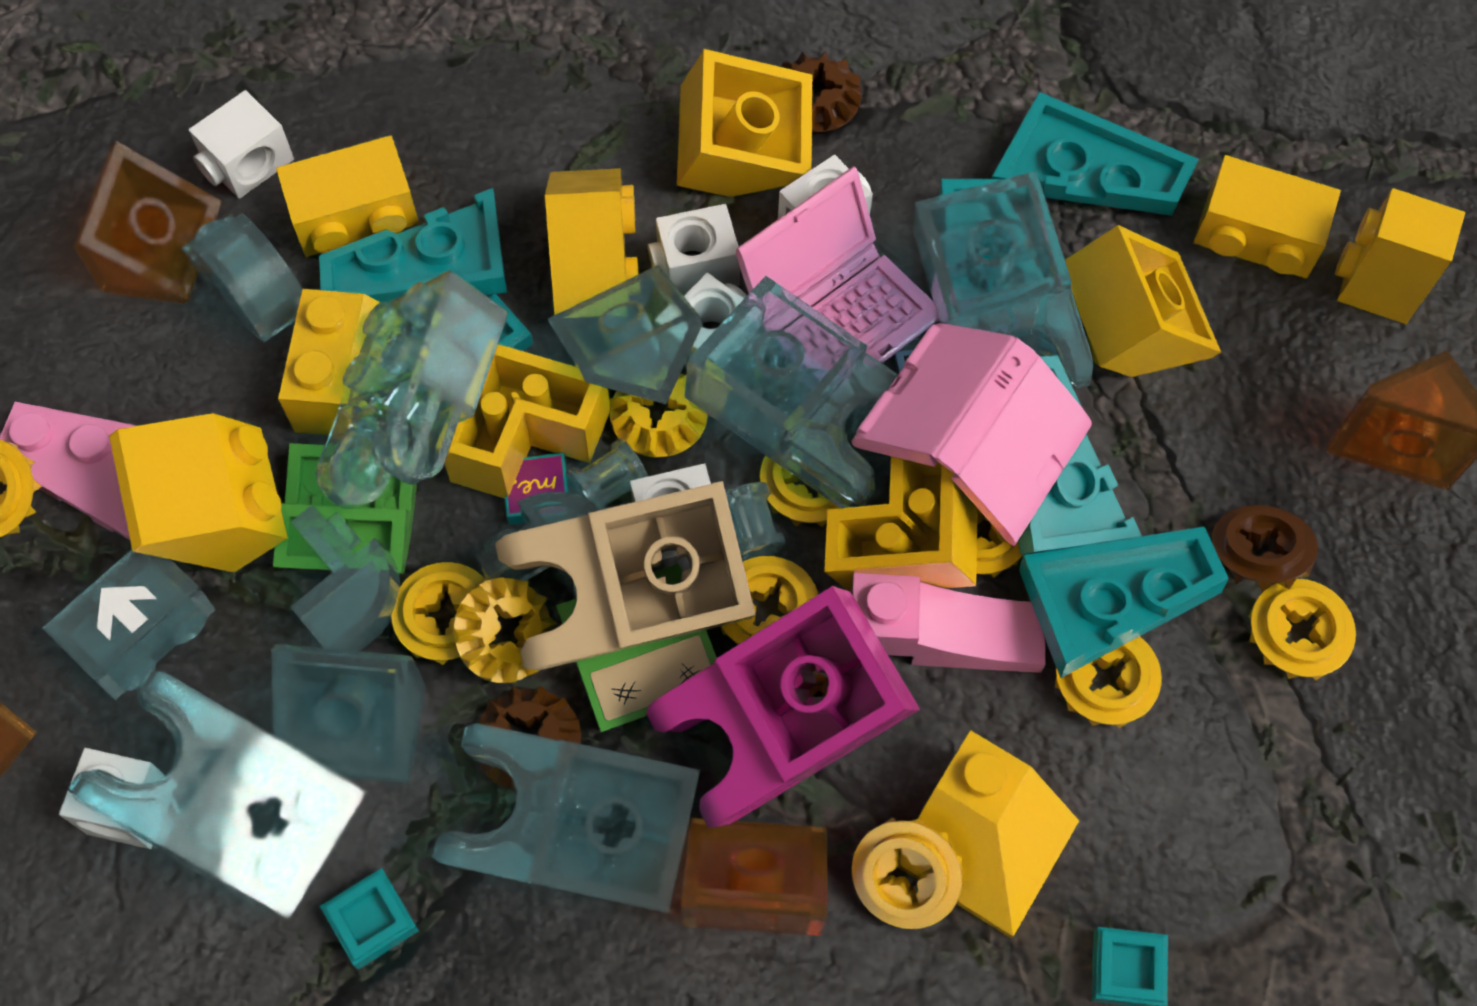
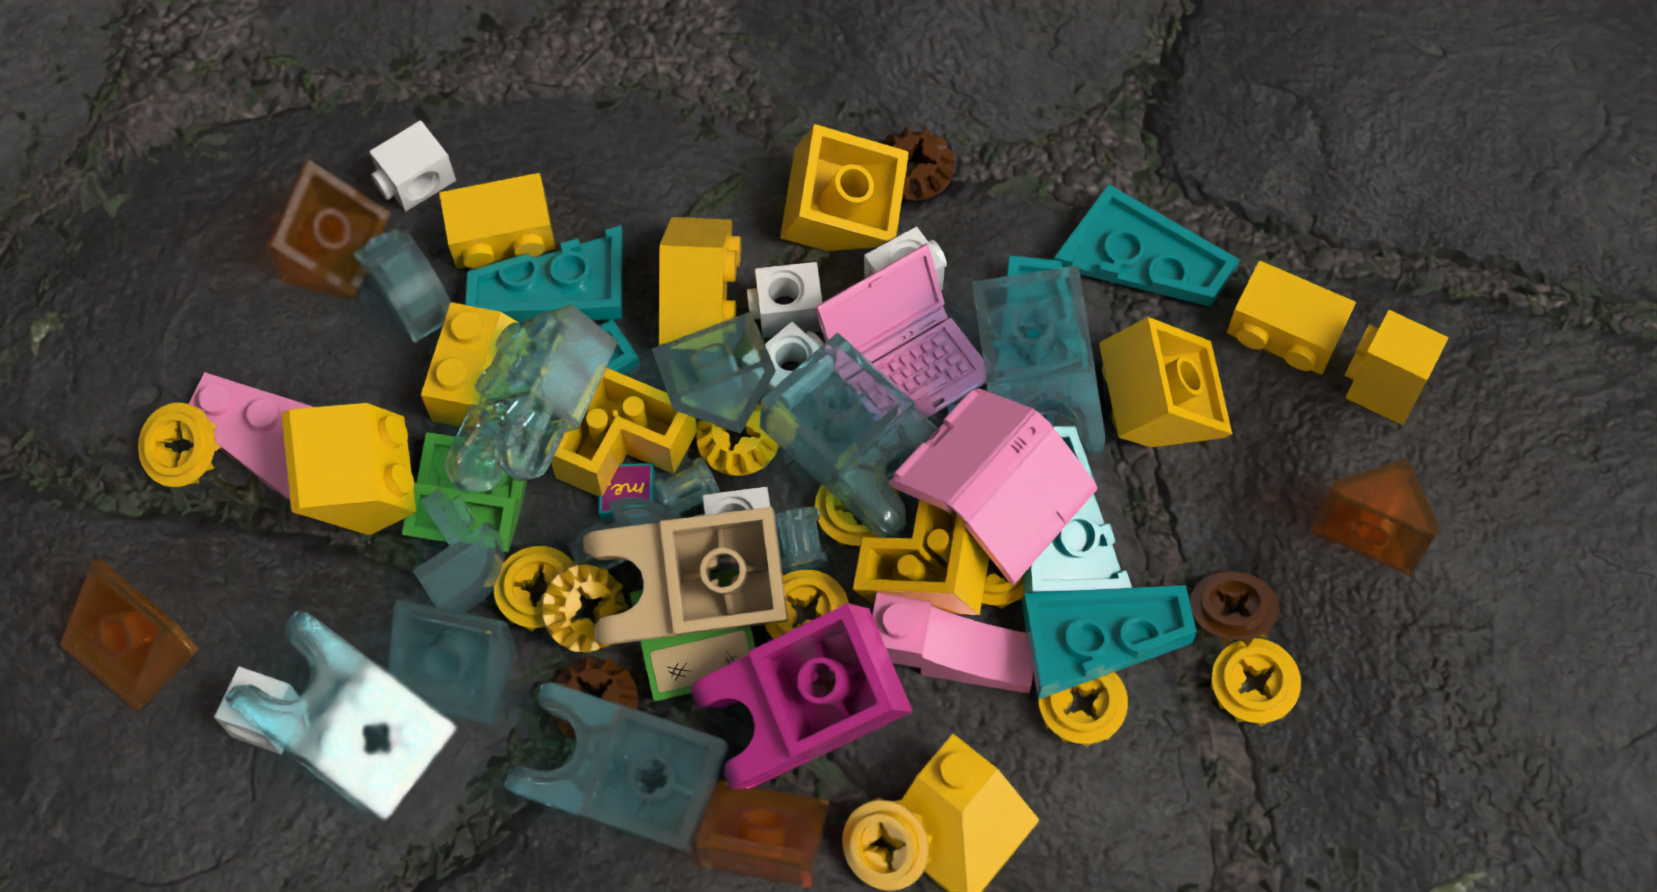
camera: 10 degrees right, 0 degrees up
(130, 620) = (283, 567): clear light blue brick -> none
(369, 918) = (449, 830): teal tile -> none

